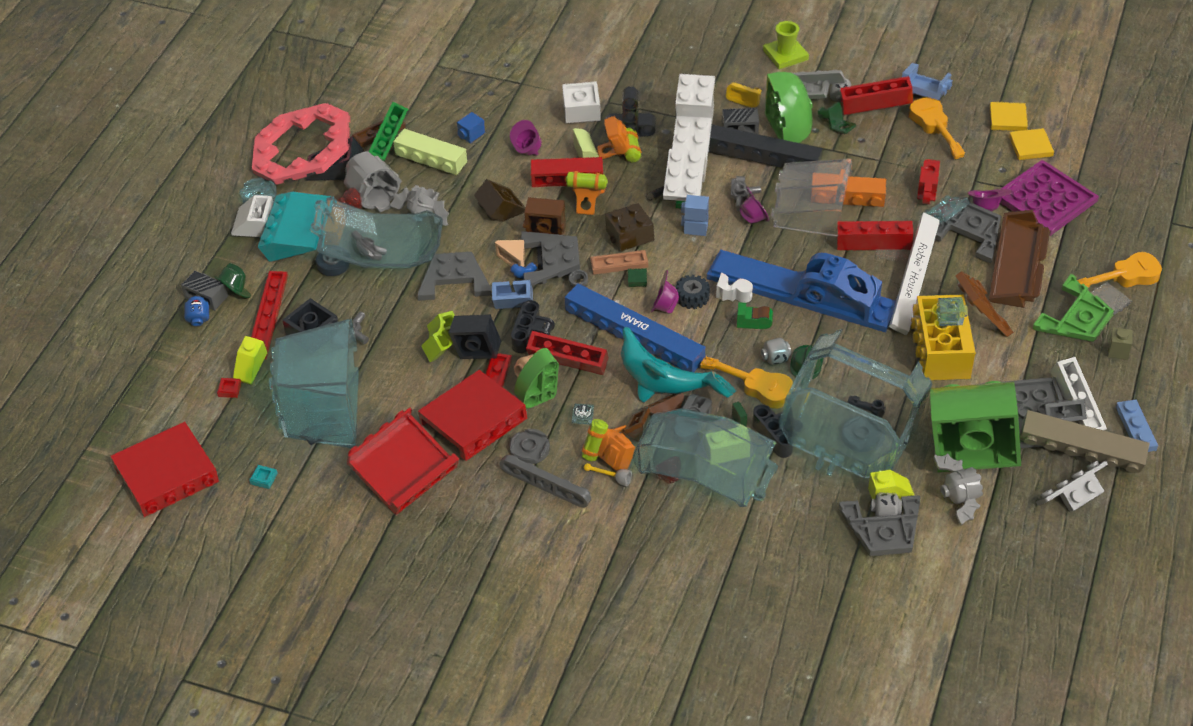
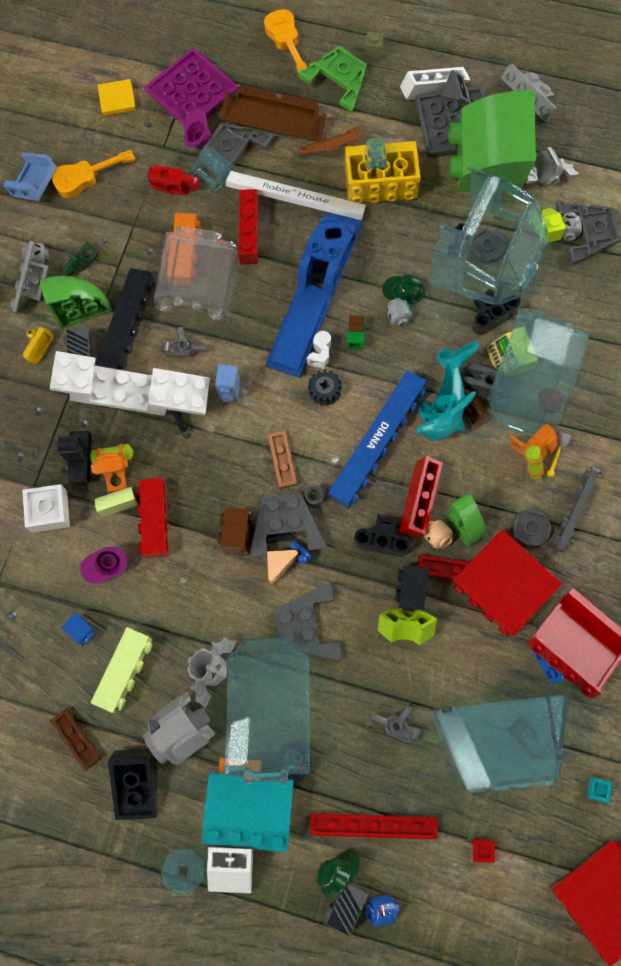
camera: 90 degrees left, 25 degrees up
(249, 359) = (452, 831): neon yellow slope -> none
(302, 118) = (61, 832): coral plate -> none
(307, 317) = (400, 769): black brick -> none
(352, 198) = (213, 750): clear red brick -> none
(367, 247) = (283, 720): flat silver piece -> none
(388, 131) = (99, 724): green brick -> none
(498, 201) = (200, 585): dark brown slope -> none
(504, 297) = (345, 557): medium blue piece -> none
(583, 413) = (487, 481): clear light blue tile -> none
(586, 186) = (184, 490): piece -> none
(629, 227) = (240, 448): dark brown brick -> none
(637, 277) = (304, 440): dark green tile -> none
(637, 424) = (505, 426): reddish brown slope -> none
(667, 296) = (337, 411): magenta piece -> none
(739, 414) = (483, 340): dark green tile -> none
(752, 210) = (214, 334): magenta piece -> none
(765, 386) = (442, 318): light orange piece -> none
(876, 95) = (52, 218): red brick -> none
(1008, 116) = (77, 113): yellow tile -> none
(1084, 441) = (494, 65): dark tan brick -> none
(1112, 297) = (313, 51): clear piece -> none
(1136, 423) = (458, 46): medium blue plate -> none

